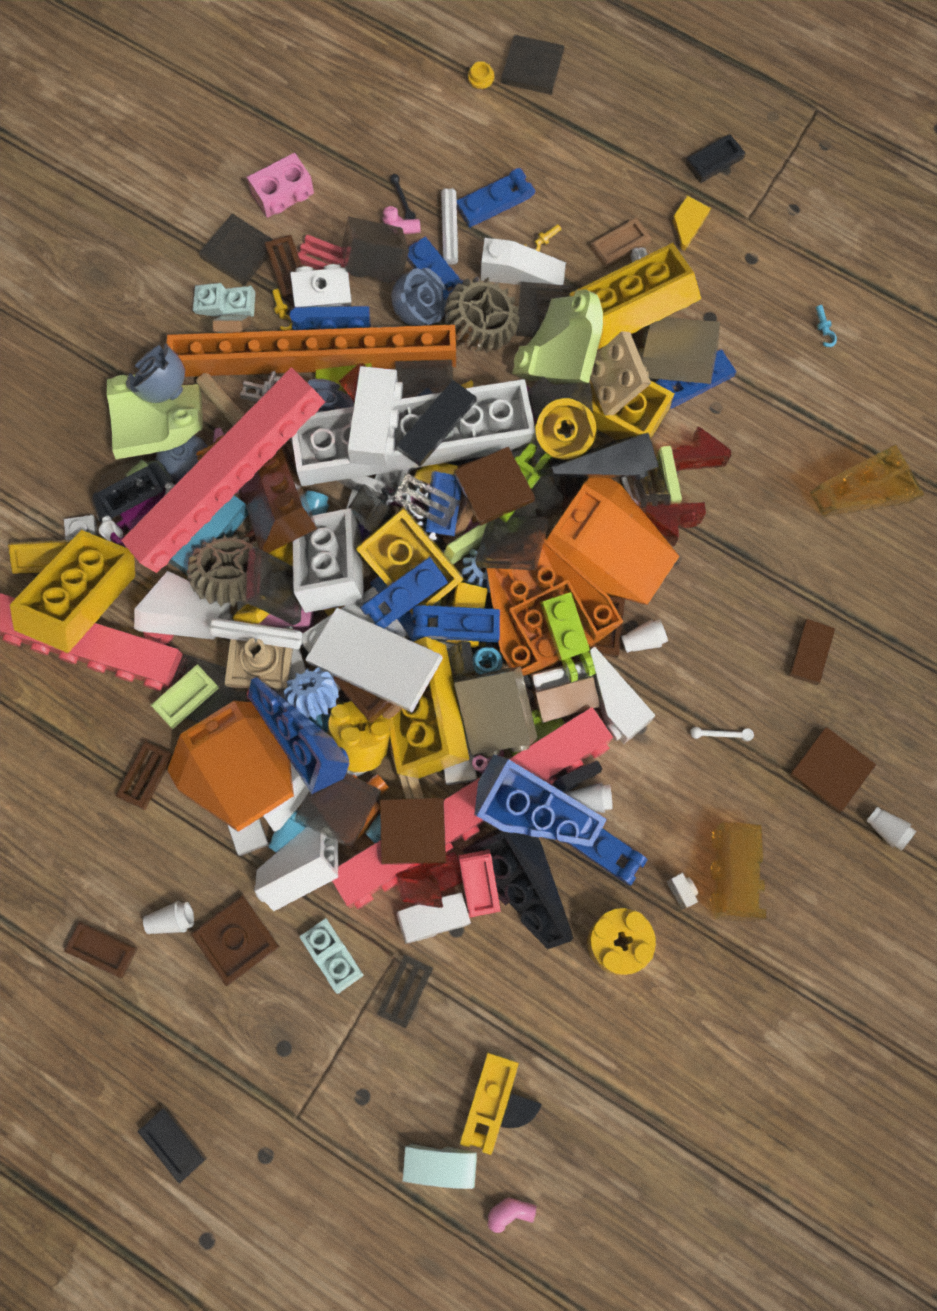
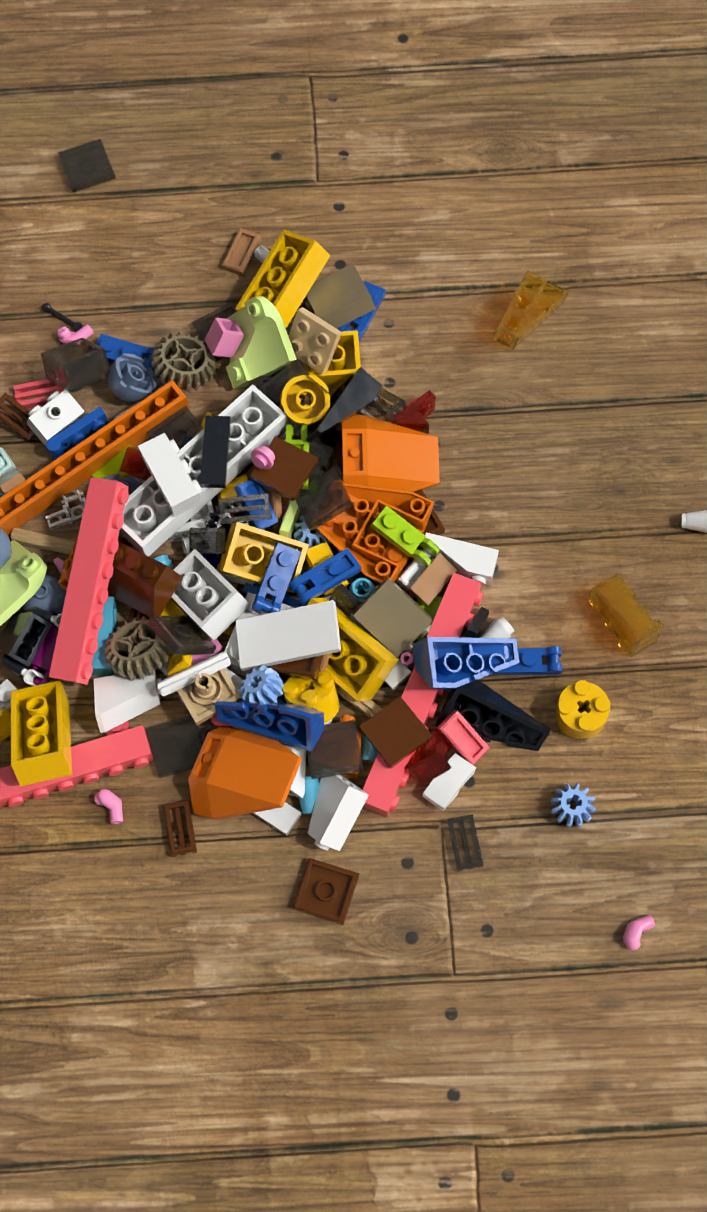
camera: 30 degrees left, 5 degrees down
(100, 706) = (113, 803): none -> bright pink arm
(100, 950) = (238, 962): reddish brown tile -> none
(170, 919) = (271, 908): white cone -> none
(172, 1145) = (384, 1051): black tile -> none
(184, 696) = (169, 755): yellowish green tile -> none
(281, 309) = (33, 449): yellow hand -> none
(331, 956) = (399, 855): light aqua slope -> none
(439, 1167) = (570, 934): light aqua slope -> none
(449, 226) = (111, 315): white axle -> none
(477, 460) = (263, 457): none -> bright pink plate
(481, 75) = (55, 196): yellow plate -> none
(489, 1102) = (572, 871): yellow plate -> none
(495, 198) = (129, 276): blue plate -> none
(513, 263) = (180, 311): white slope -> none
(519, 1111) = (595, 864): black tile -> none
(536, 315) = (224, 337): none -> bright pink brick
(539, 1045) = (565, 797): none -> light blue gear
(543, 237) = (185, 283): yellow hand -> none
(644, 637) = (453, 505): white cone -> none
(667, 467) = (391, 386): yellowish green tile -> none
(683, 890) = (598, 651): white plate -> none
(689, 220) = (277, 206): yellow tile -> none
(706, 453) = (405, 357): clear red slope -> none
(715, 158) = (264, 153): black tile -> none
(745, 735) = (566, 525): white hinge -> none
(811, 652) = (569, 442): reddish brown tile -> none
(824, 326) = (422, 221): medium azure hand -> none
(832, 770) = (637, 509): reddish brown tile -> none

